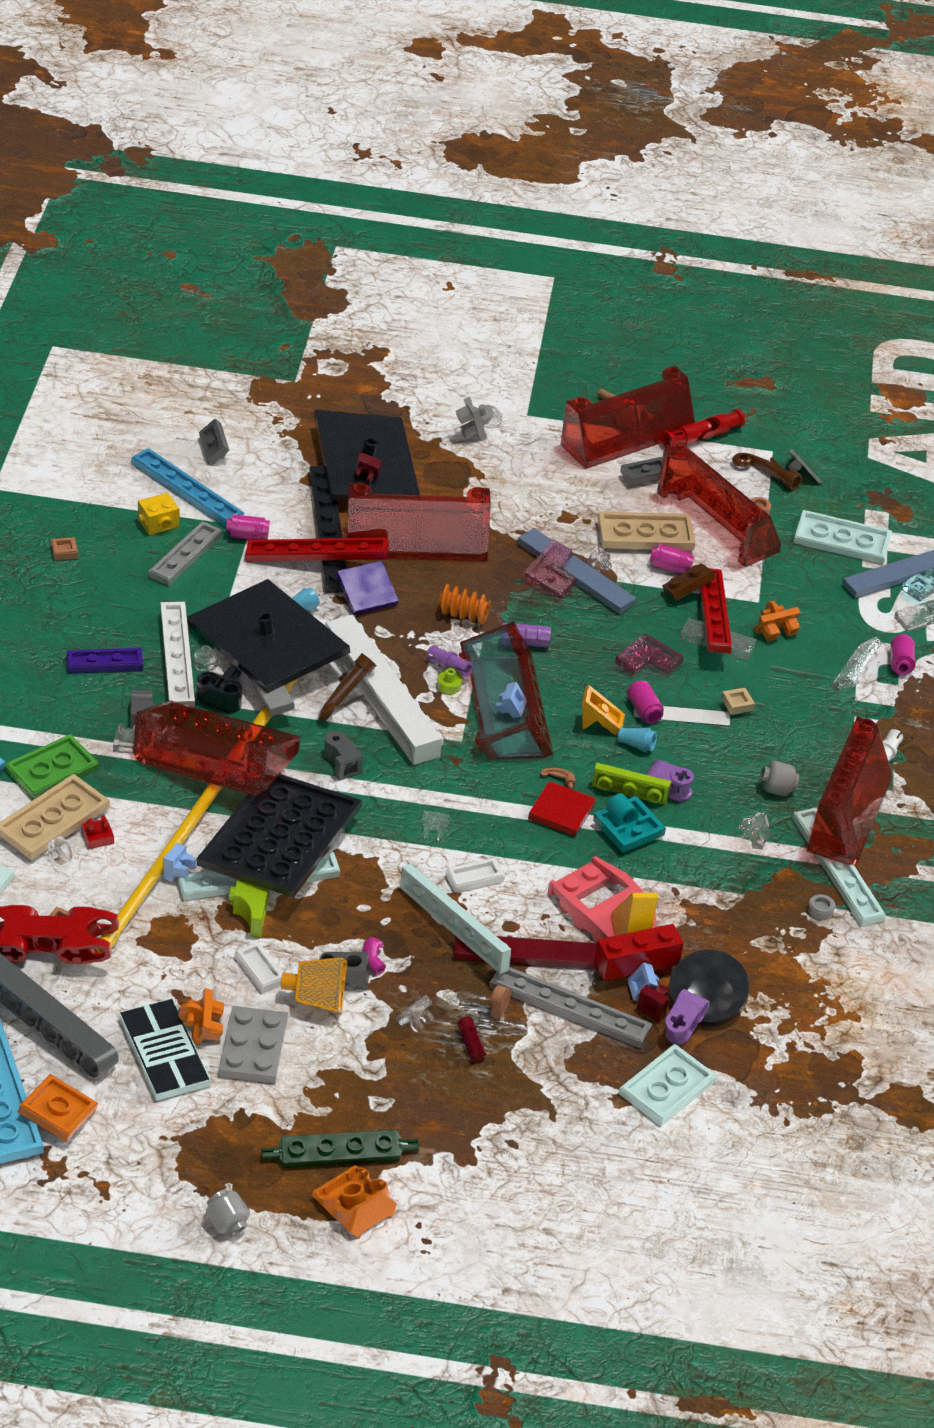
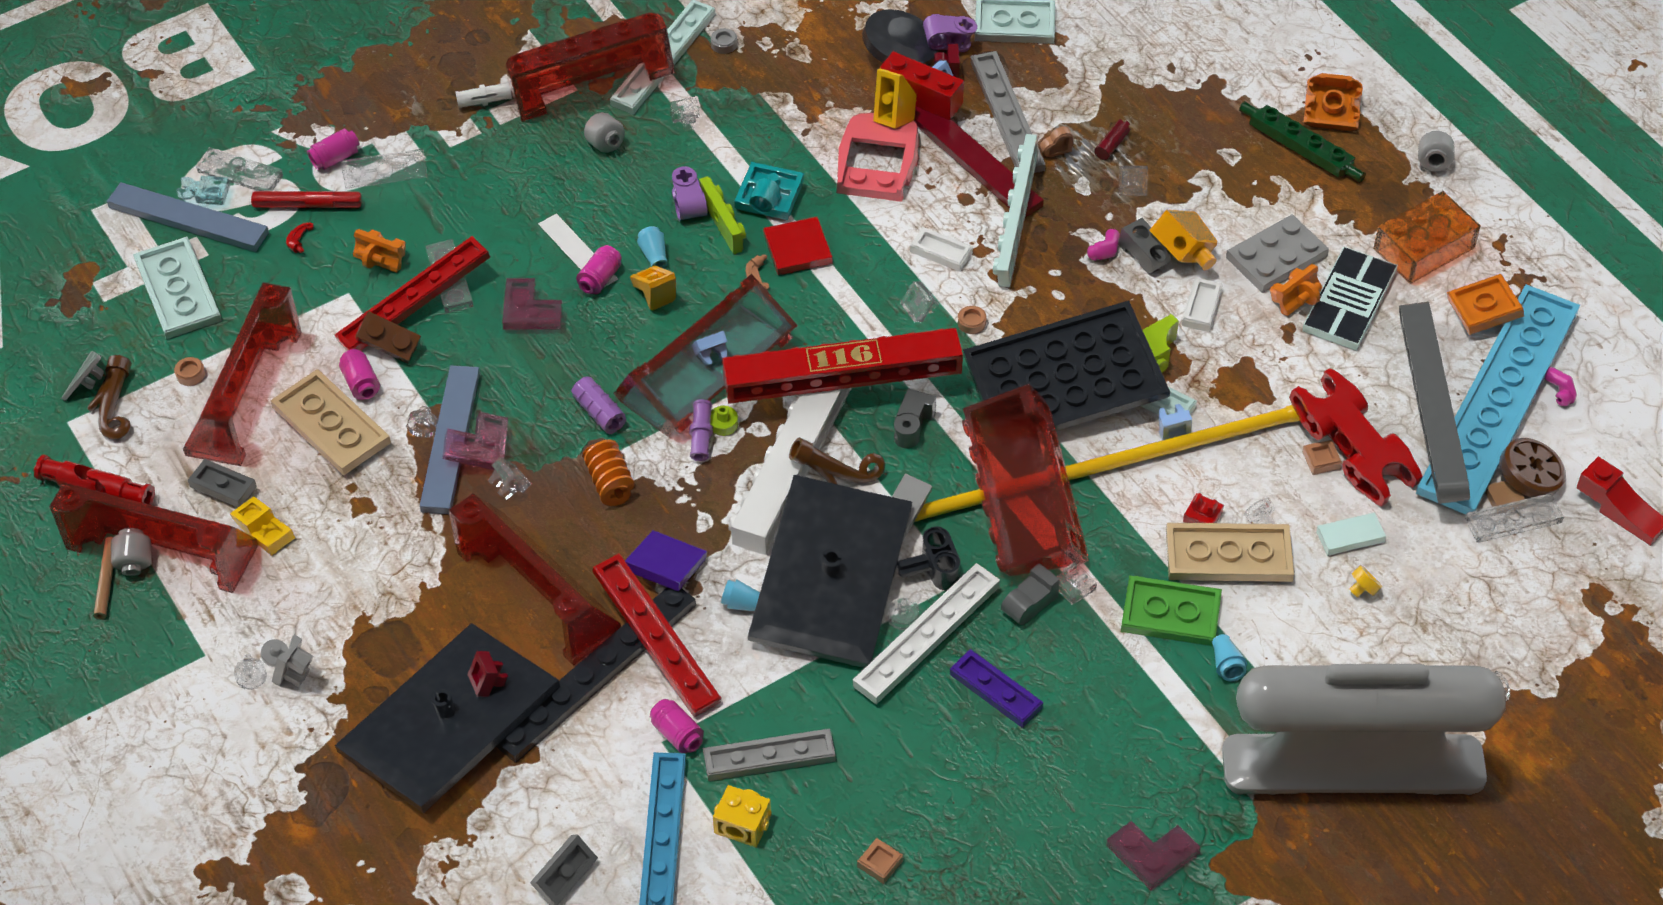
camera: 125 degrees left, 10 degrees up
(155, 1128) = (1426, 237): none -> clear orange brick
(392, 845) = (971, 319): none -> nougat tile
(409, 725) = (842, 365): none -> red brick
(511, 569) = (510, 475): none -> clear tile
(601, 472) = (258, 521): none -> yellow slope
(738, 701) = (525, 215): tan plate -> none
(838, 605) = (294, 236): none -> red piece
(866, 622) = (306, 199): none -> red axle

